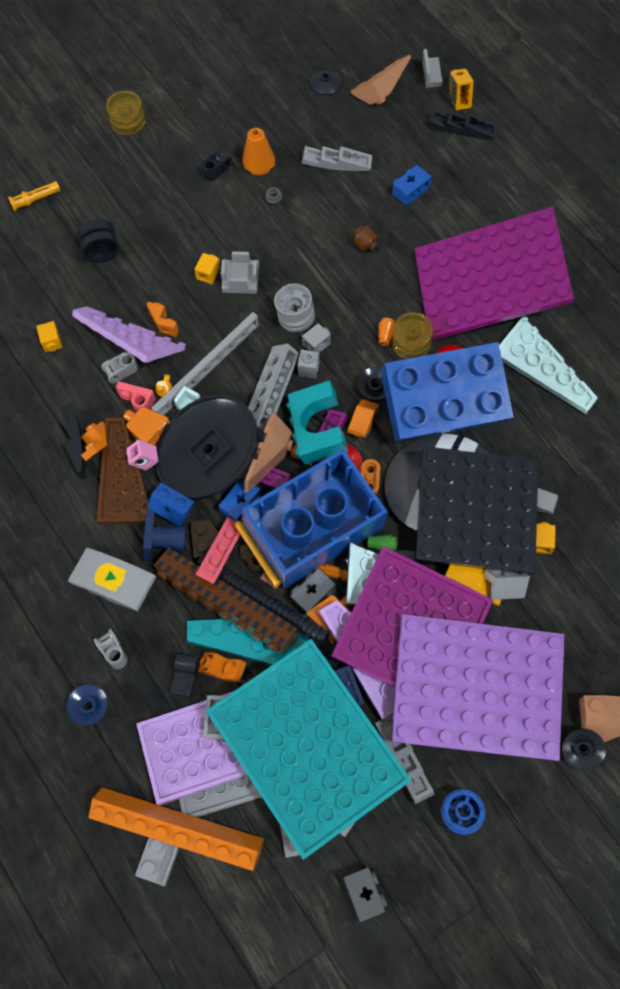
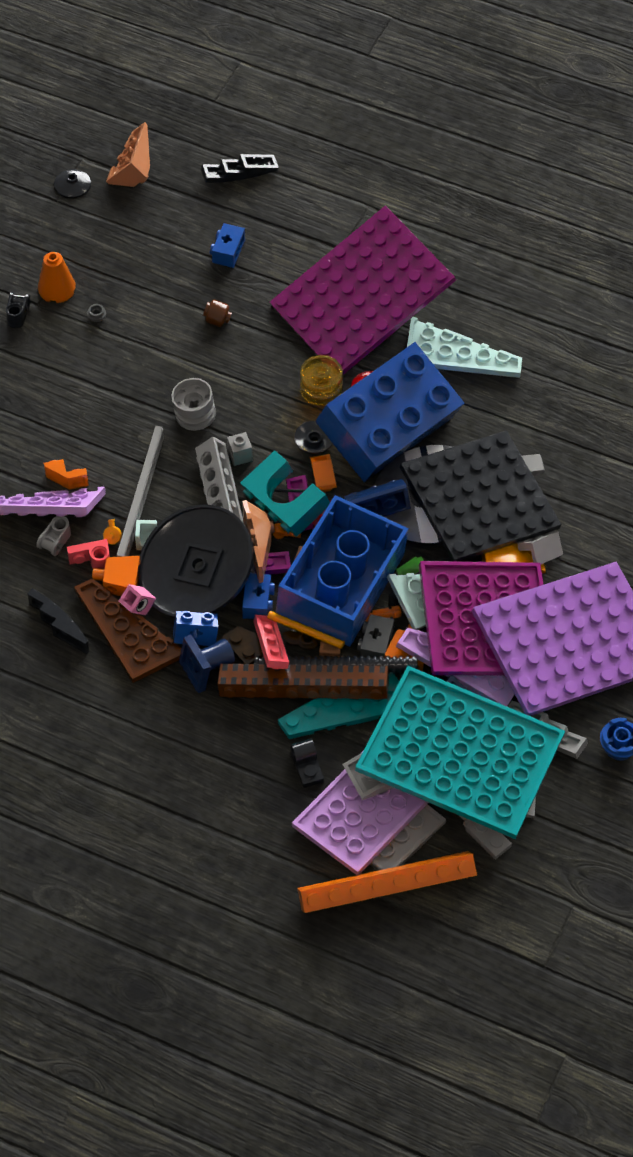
camera: 35 degrees left, 10 degrees down
(80, 698) = (235, 823): dark blue dish -> none
(95, 439) = (79, 609): orange slope -> none
(109, 647) = (221, 774): light grey piece -> none
(112, 579) = (182, 719): light grey slope -> none
(157, 861) = (385, 918): light grey plate -> none
(207, 268) = (78, 408): light orange brick -> none
(221, 667) = (332, 742): orange slope -> none
(240, 274) = (115, 399): light grey panel -> none
(316, 338) = (231, 423): light grey brick -> none
(343, 159) = (134, 253): light grey slope -> none
(364, 908) = (580, 846): dark grey brick -> none
(385, 331) = (292, 387): orange cone -> none
(387, 468) = (383, 499): none -> dark blue slope
(431, 71) = (174, 129): light grey panel -> none
(459, 84) = (217, 134): light orange torso -> none
(545, 538) = (553, 494): light orange brick -> none

